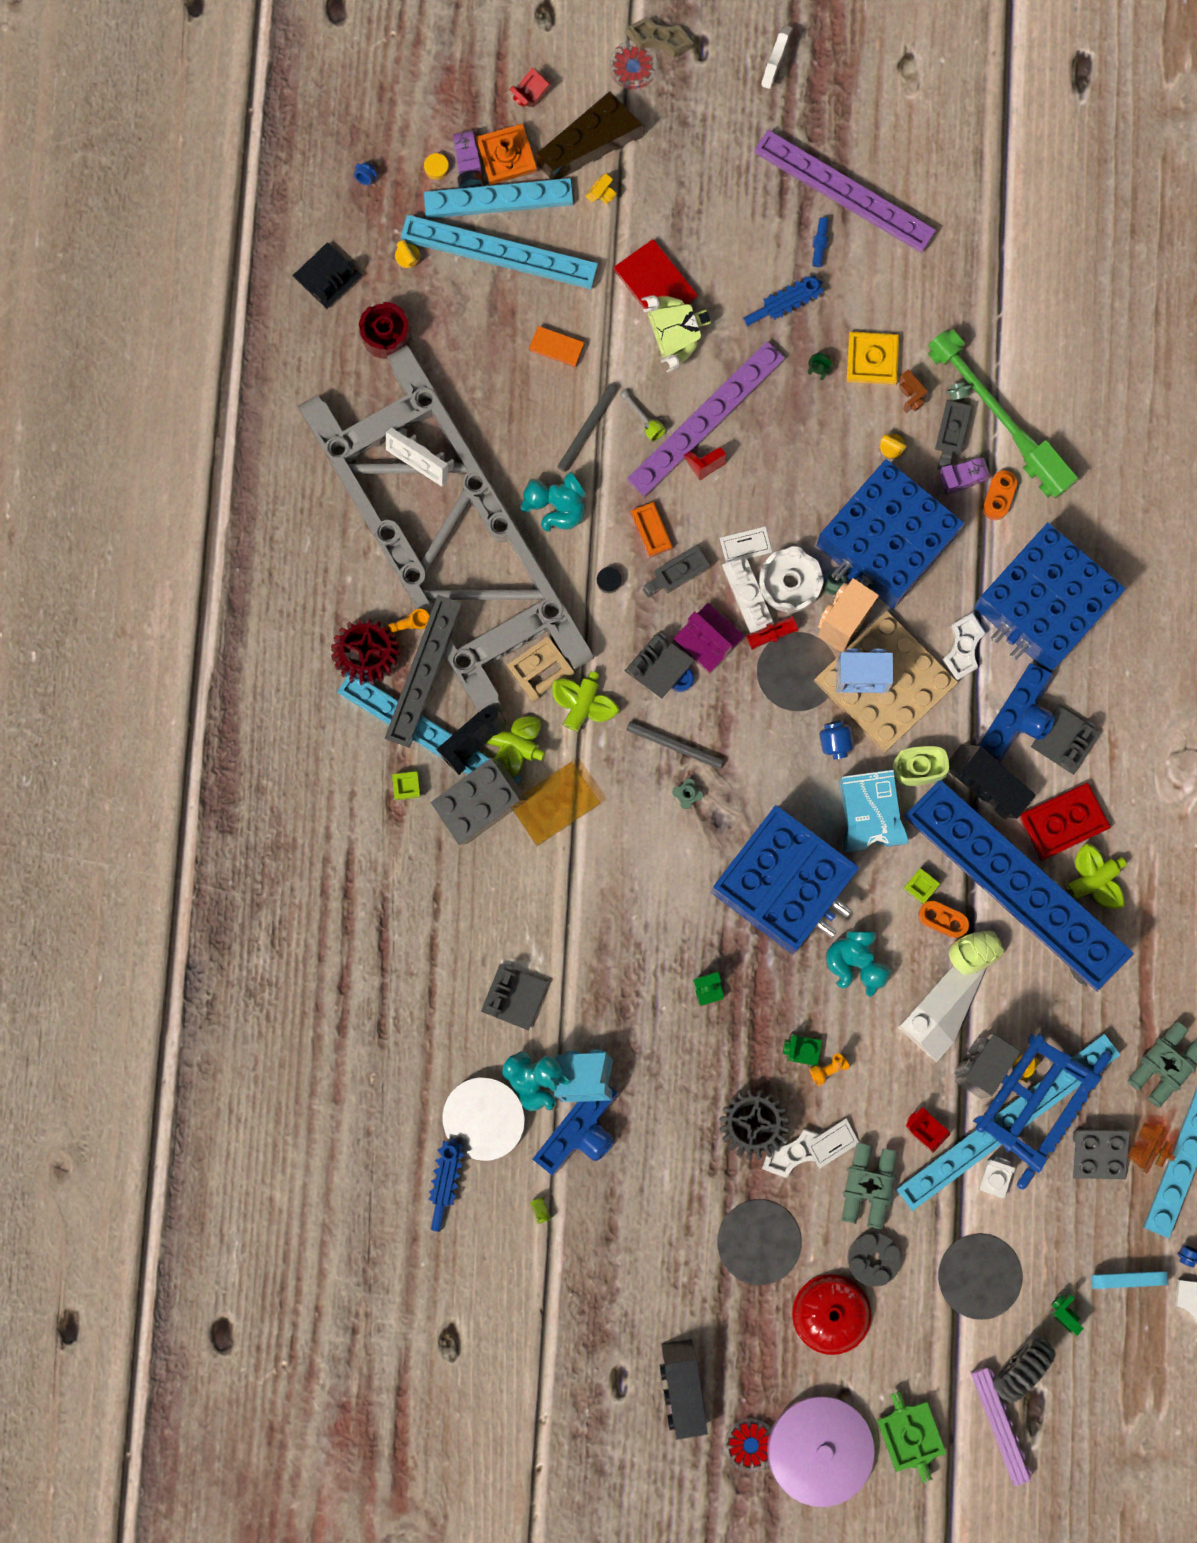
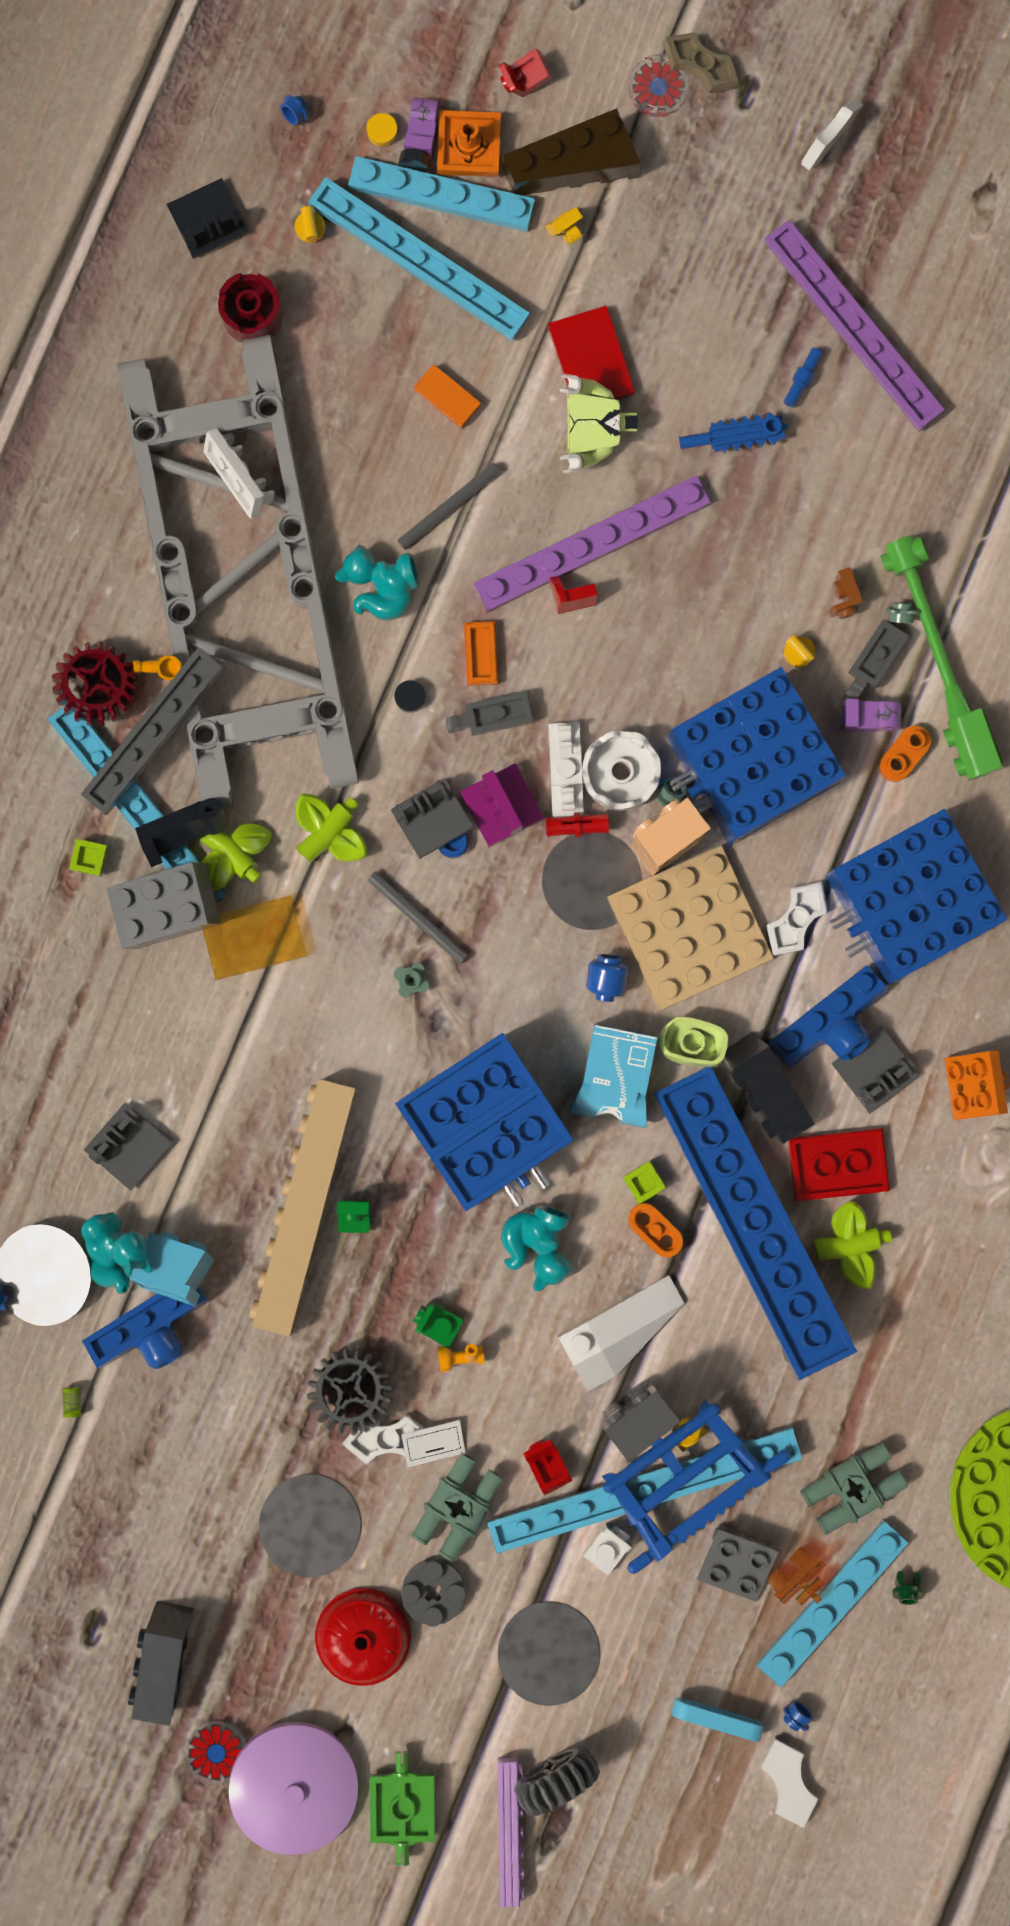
camera: 15 degrees right, 5 degrees up
(536, 661) = (289, 764): tan plate -> none
(653, 429) = (525, 534): hinge -> none
(668, 995) = (304, 1207): none -> tan brick
(748, 543) = (586, 708): white sticker -> none
(820, 364) = (750, 525): dark green plate -> none
(864, 671) = (665, 910): light blue brick -> none
(872, 358) = (814, 538): yellow tile -> none
(976, 951) = (678, 1281): yellowish green piece -> none
(1069, 1318) = (630, 1738): green bracket -> none
(1152, 722) = (982, 1085): none -> orange plate

